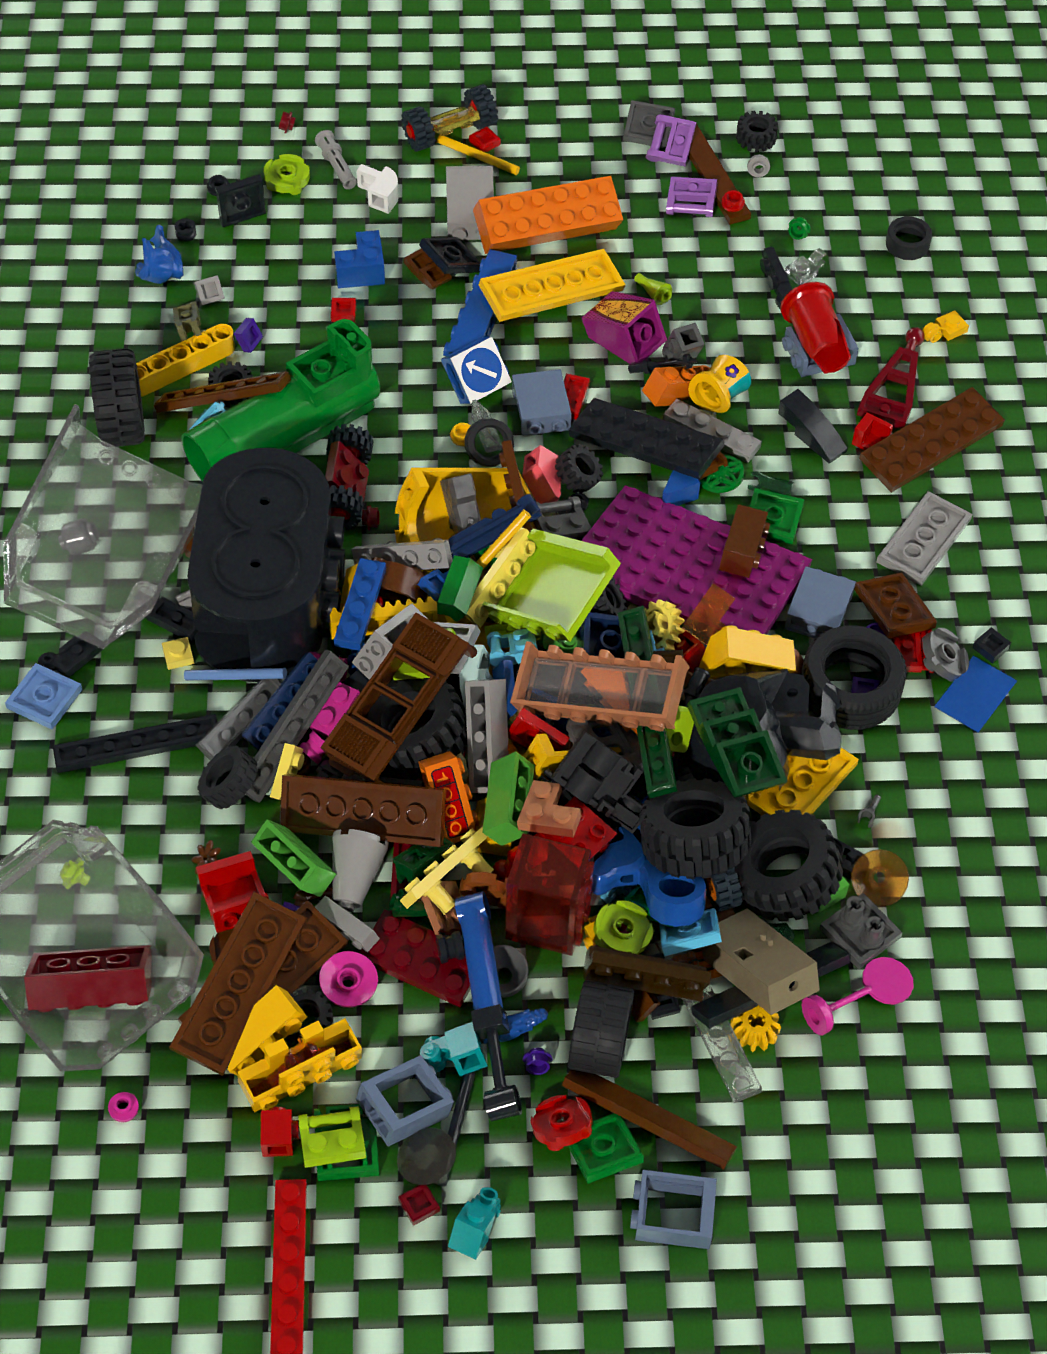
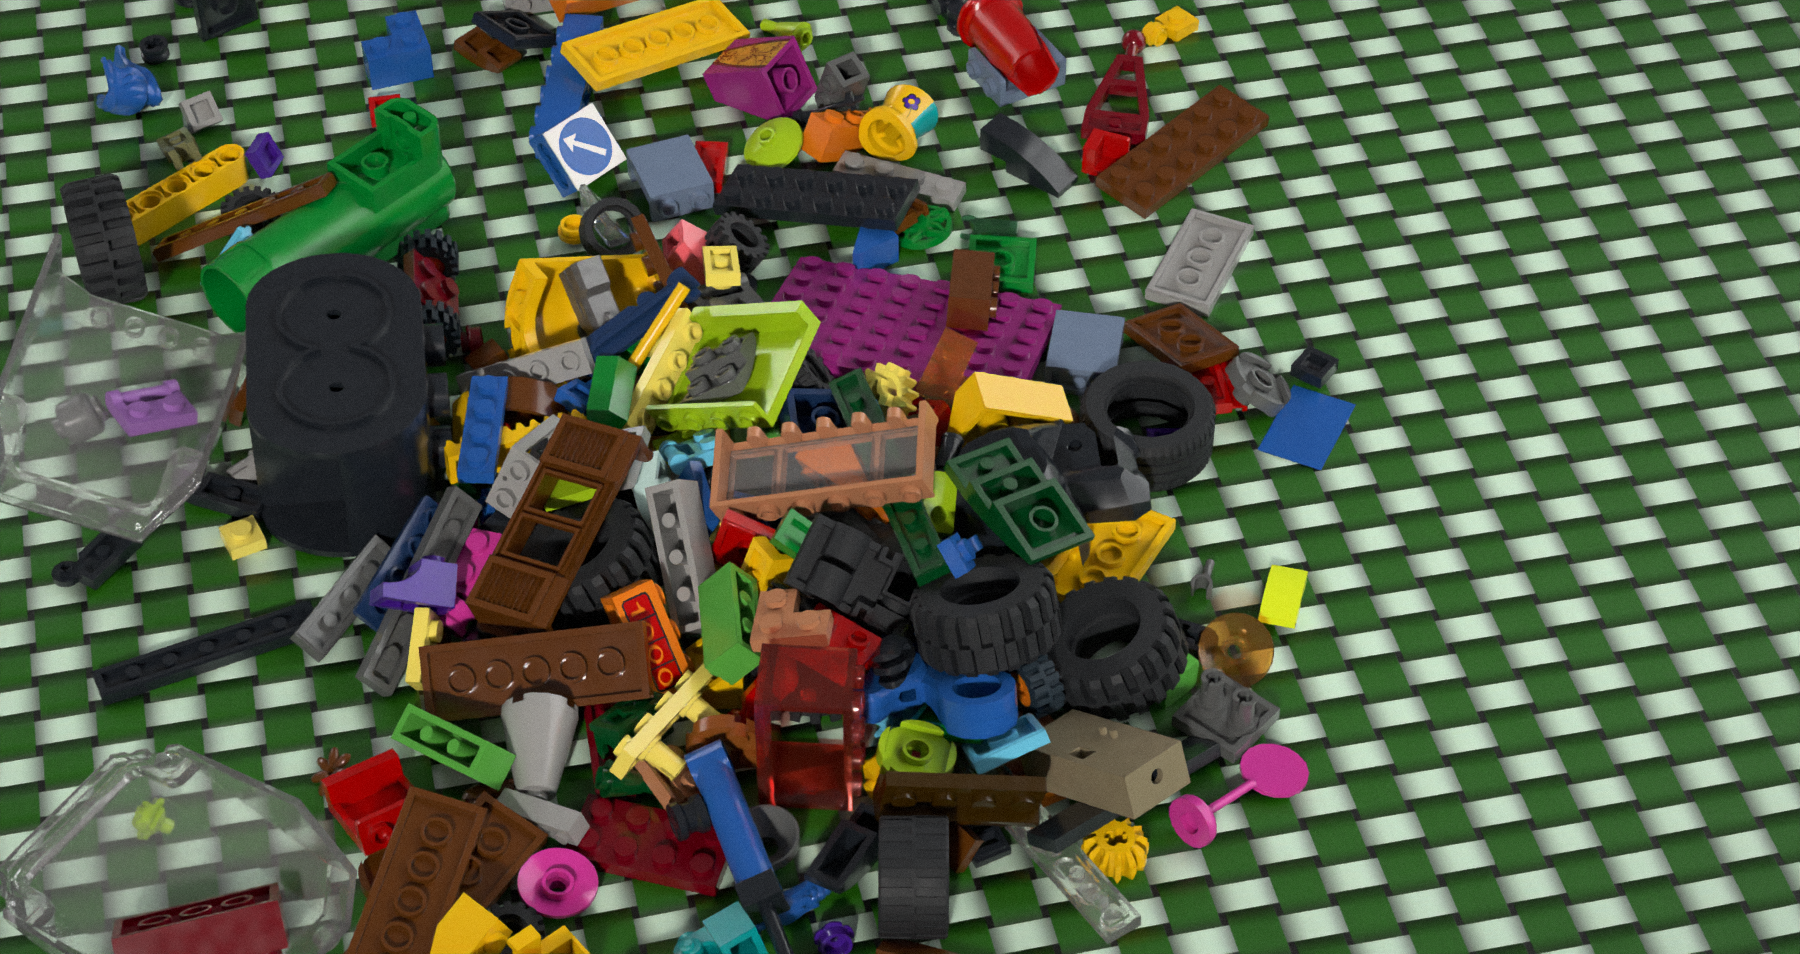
camera: 10 degrees left, 10 degrees down
(43, 696) = (67, 614): medium blue plate -> none
(129, 546) = (151, 408): none -> medium lavender plate
(227, 777) = (342, 666): black tyre -> none
(235, 674) = (327, 546): medium blue bar -> none
(295, 728) = (428, 585): none -> dark purple arch
(378, 533) = (486, 355): none -> reddish brown tile
(541, 587) = (721, 370): none -> dark grey slope
(558, 996) = (848, 852): none -> black slope
(561, 491) = (721, 266): none -> light yellow plate
(564, 737) = (790, 533): none -> green tile
(622, 849) = (894, 656): none -> black arm
(624, 385) = (774, 143): none -> lime dish
(683, 779) = (960, 553): none -> blue plate
(925, 837) = (1283, 596): none -> neon yellow slope

